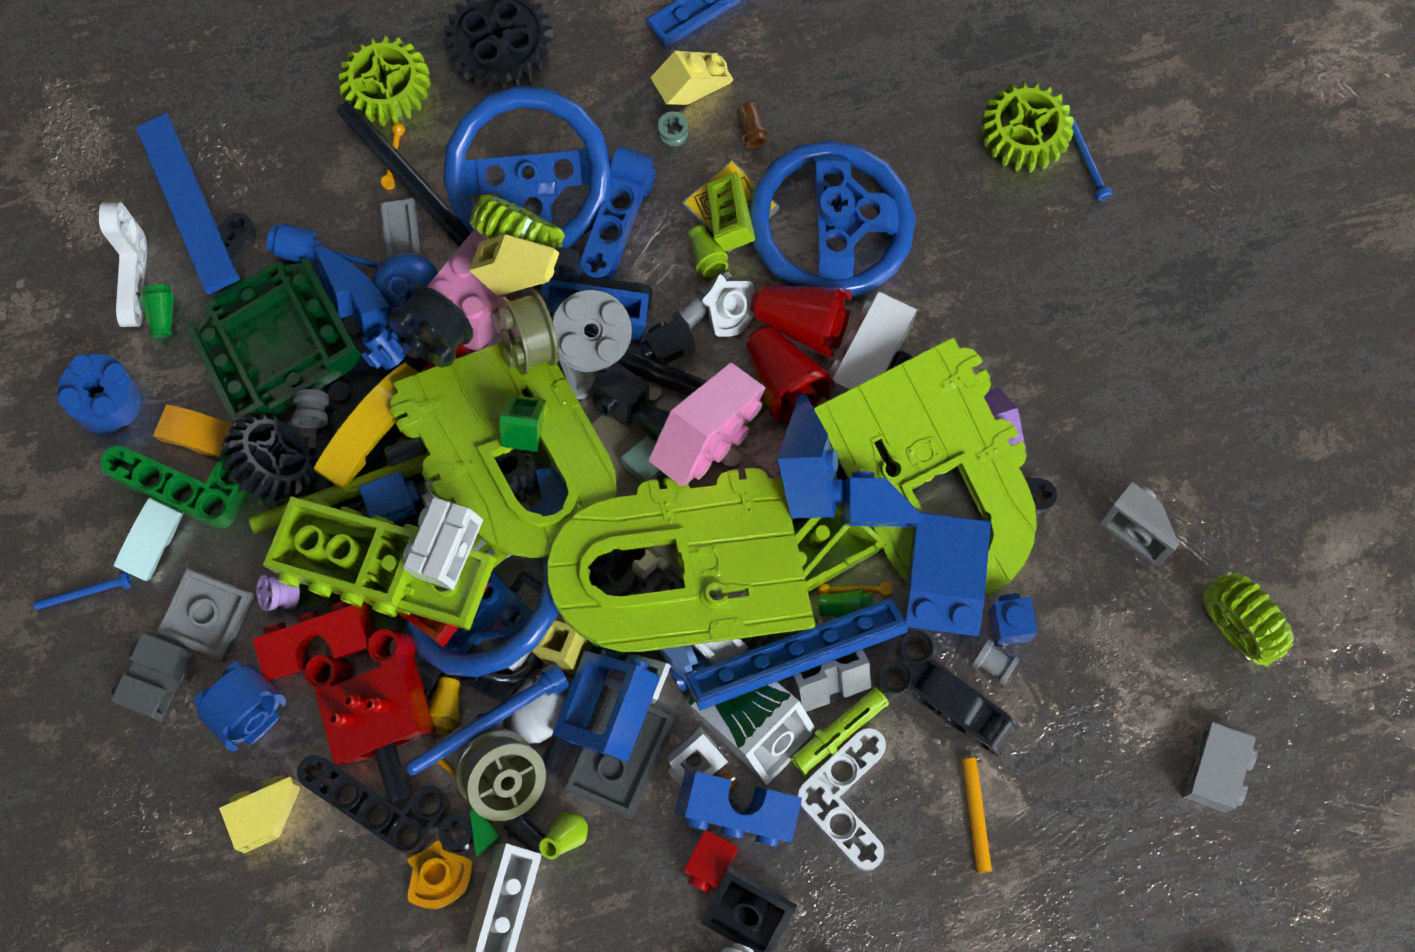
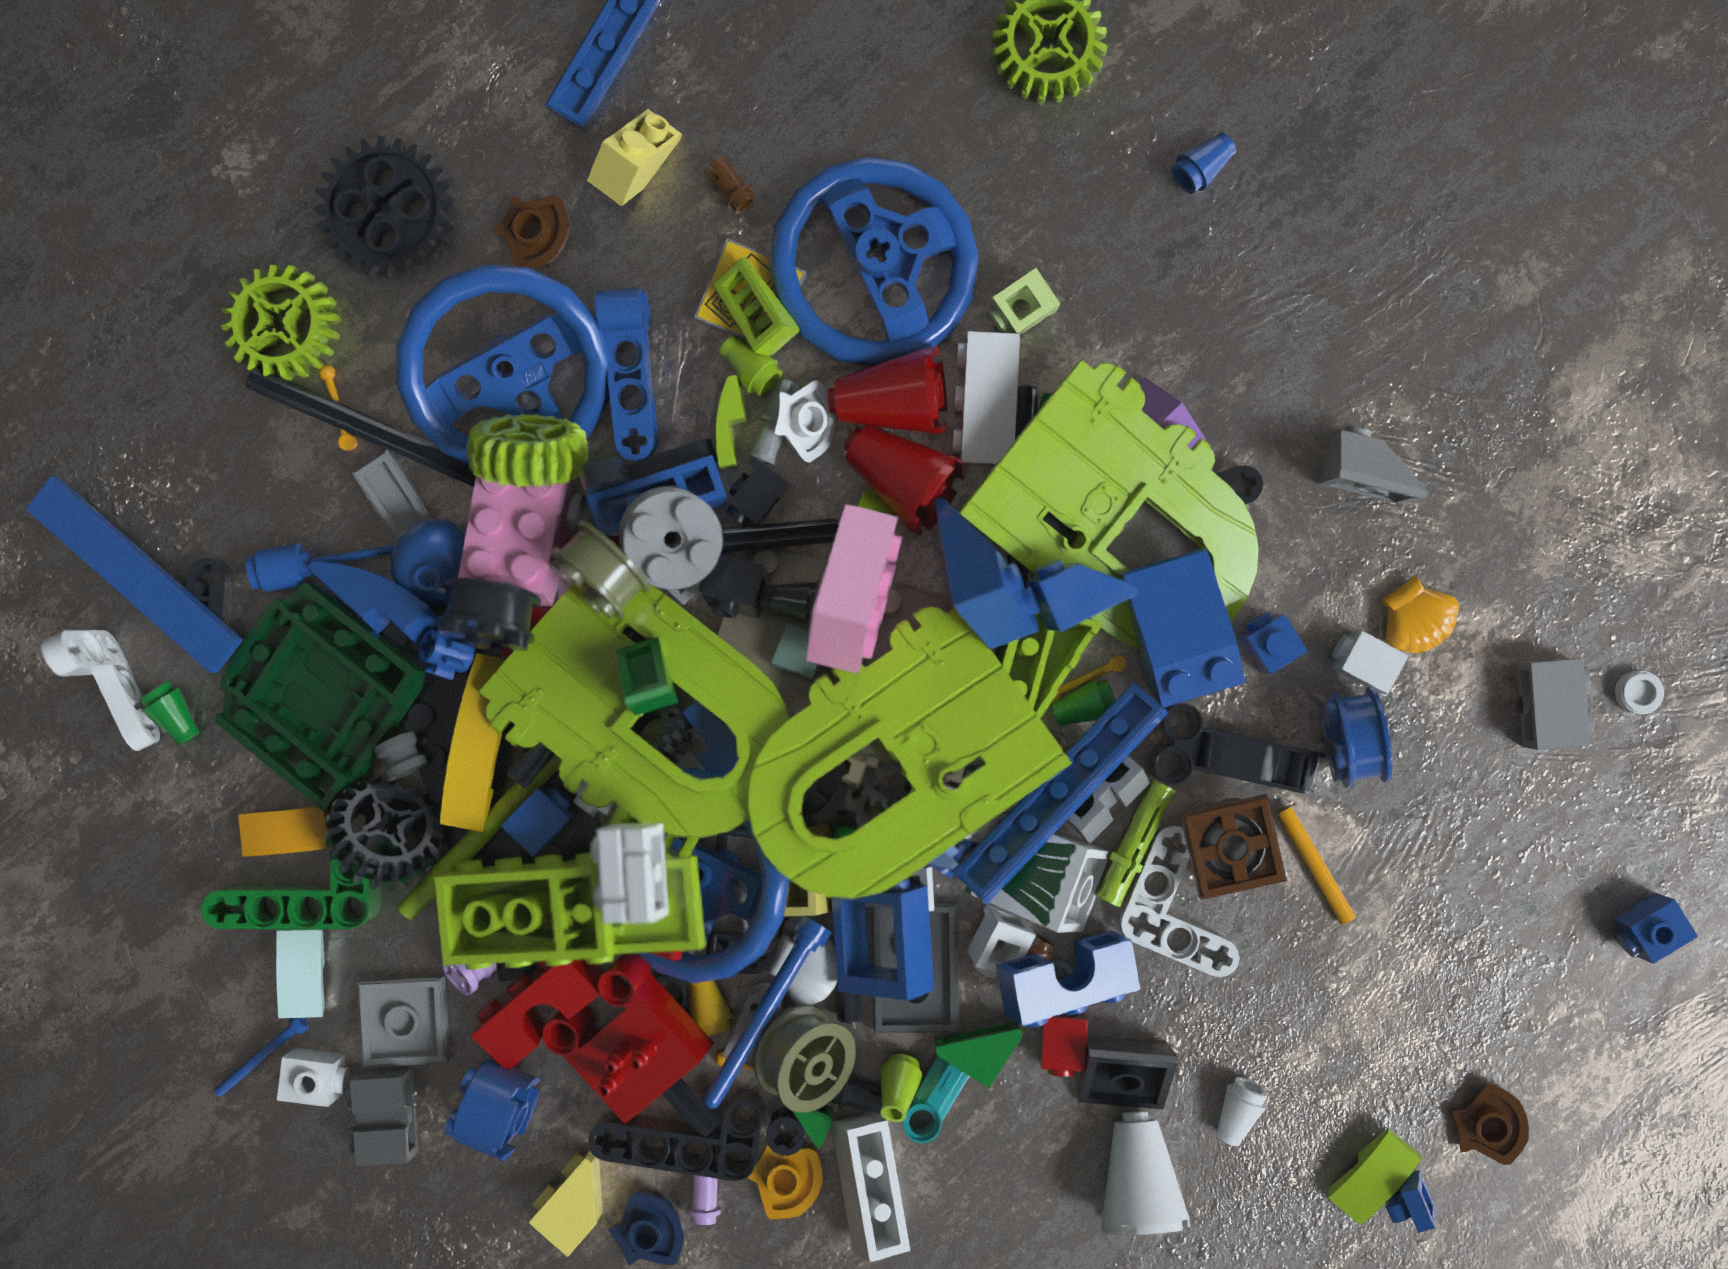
camera: 20 degrees left, 15 degrees up
(99, 393) = (135, 846): blue brick -> none
(113, 622) = (312, 1077): none -> white brick
(309, 867) = (650, 1230): none -> dark blue animal
(365, 858) = (703, 1201): none -> lavender pin
(512, 264) = (548, 505): light yellow slope -> none
(589, 858) = (935, 1094): none -> teal piece
(598, 95) = (535, 230): none -> reddish brown animal
(642, 839) = (980, 1050): none -> green slope
(673, 118) = (651, 220): sand green bush -> none
(674, 279) = (730, 412): none -> lime slope
(914, 761) = (1231, 845): none -> reddish brown piece
(934, 284) = (1034, 293): none -> yellowish green brick
(996, 661) = (1271, 694): light grey bush -> none
(1048, 718) = (1358, 737): none -> blue wheel
(1083, 668) = (1368, 660): none -> white brick
(1102, 191) = (1168, 85): blue piece -> none
(1106, 254) = (1201, 164): none -> blue cone
(1137, 655) = (1419, 617): none -> light orange animal
(1248, 618) = (1527, 530): lime gear -> none
(1294, 794) = (1639, 692): none -> white tile

